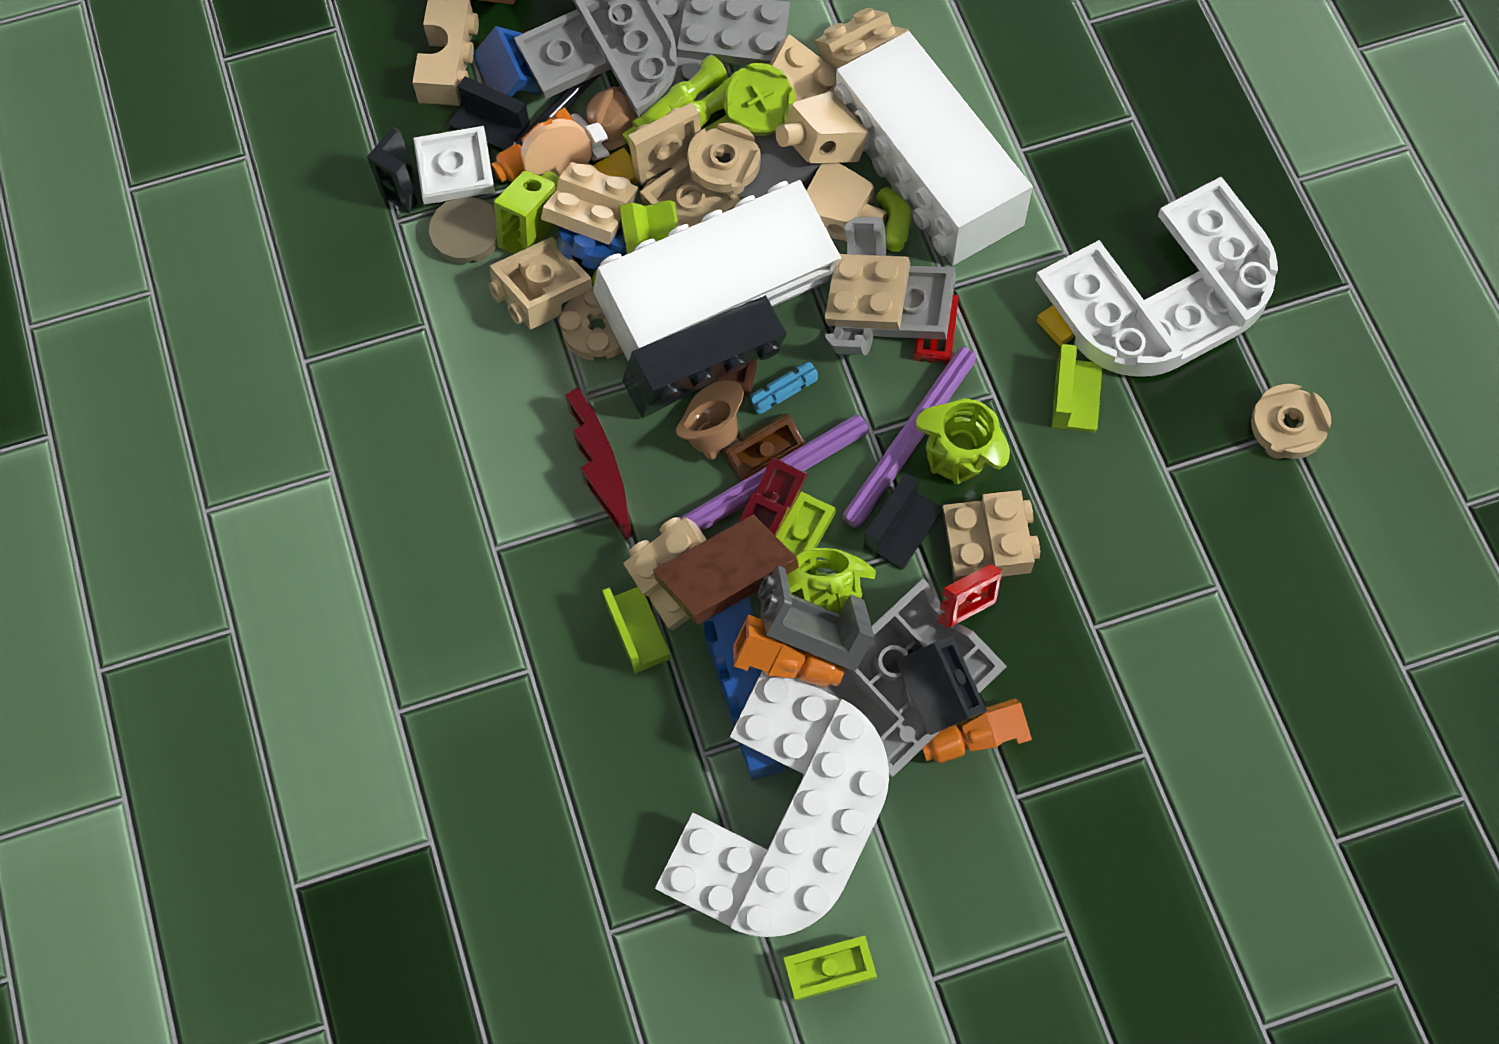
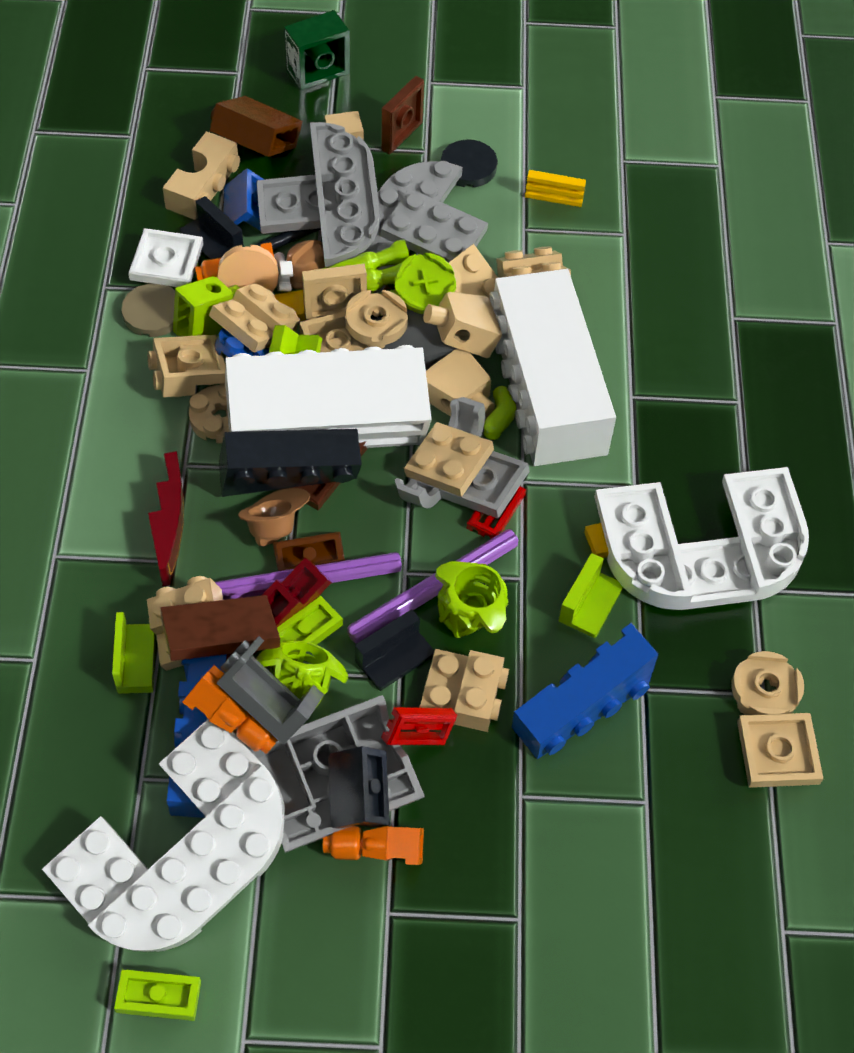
camera: 15 degrees right, 10 degrees down
(391, 170) = (115, 244): black panel -> none
(783, 387) = (347, 511): dark azure axle -> none
(1119, 497) = (586, 694): none -> blue wedge
(1329, 484) = (779, 750): none -> tan plate

